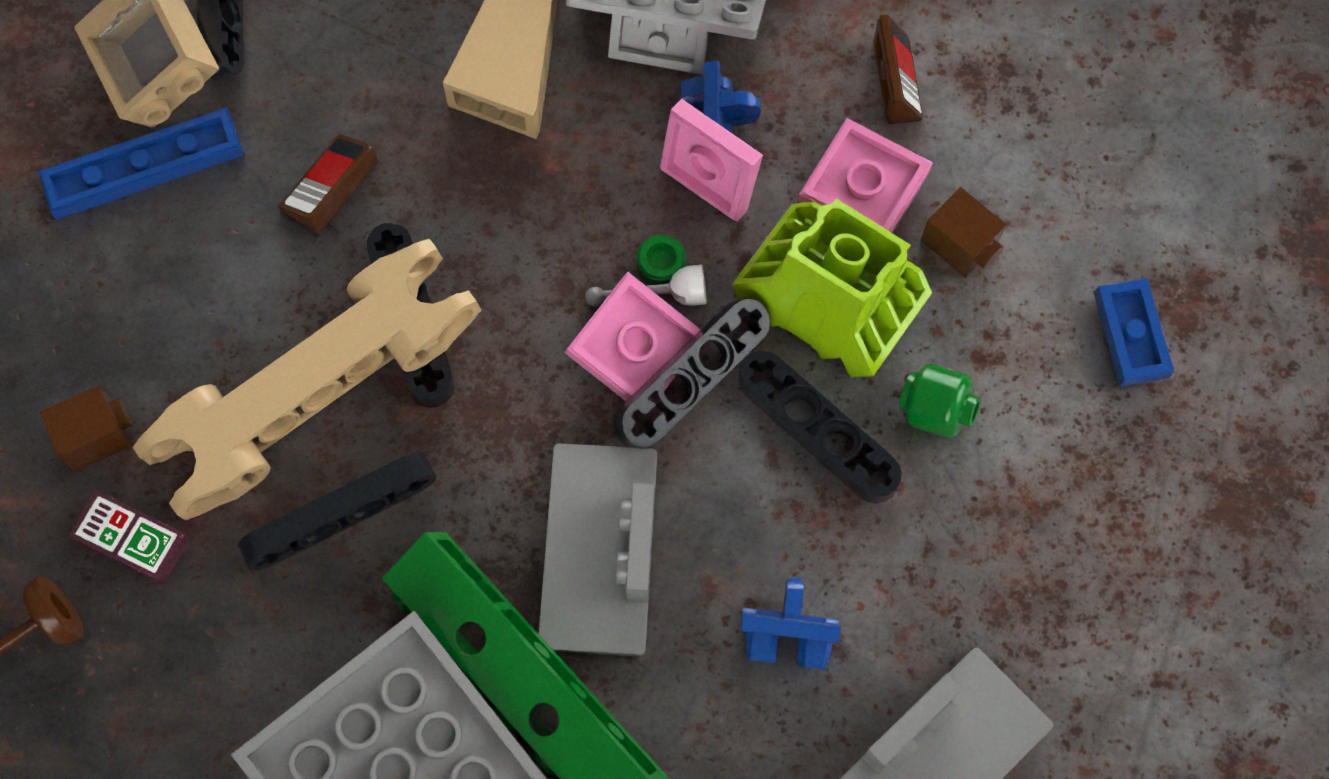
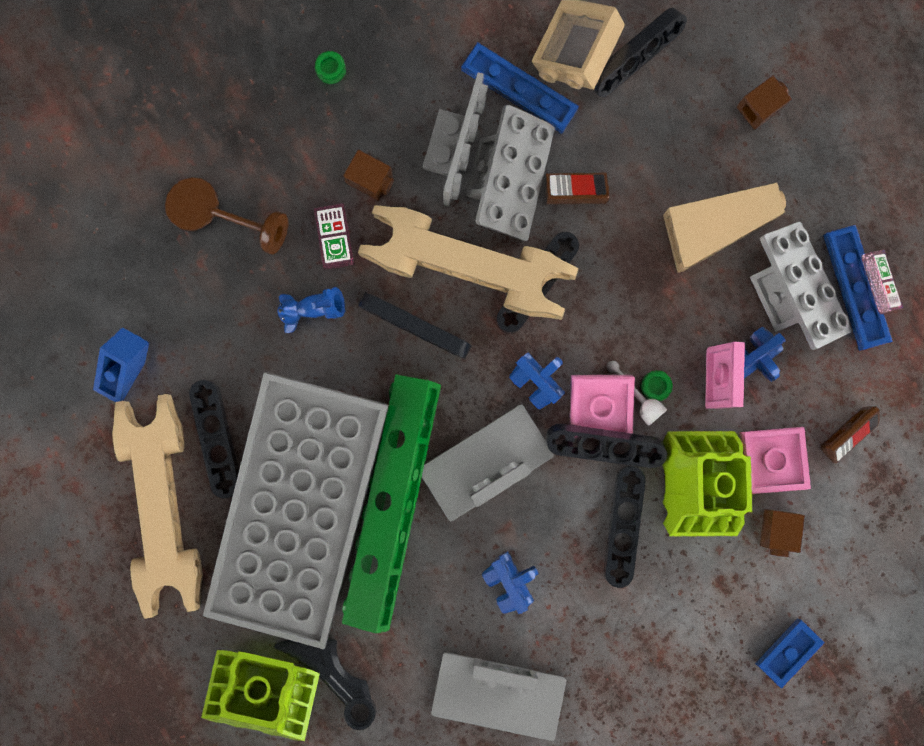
camera: 55 degrees right, 15 degrees up
(139, 287) = (449, 144): none -> light grey bracket
(203, 622) = (326, 304): none -> blue animal
(238, 246) = (510, 172): none -> light grey bracket
(514, 403) = (548, 389): none -> blue hips
(939, 401) = (679, 579): green head -> none

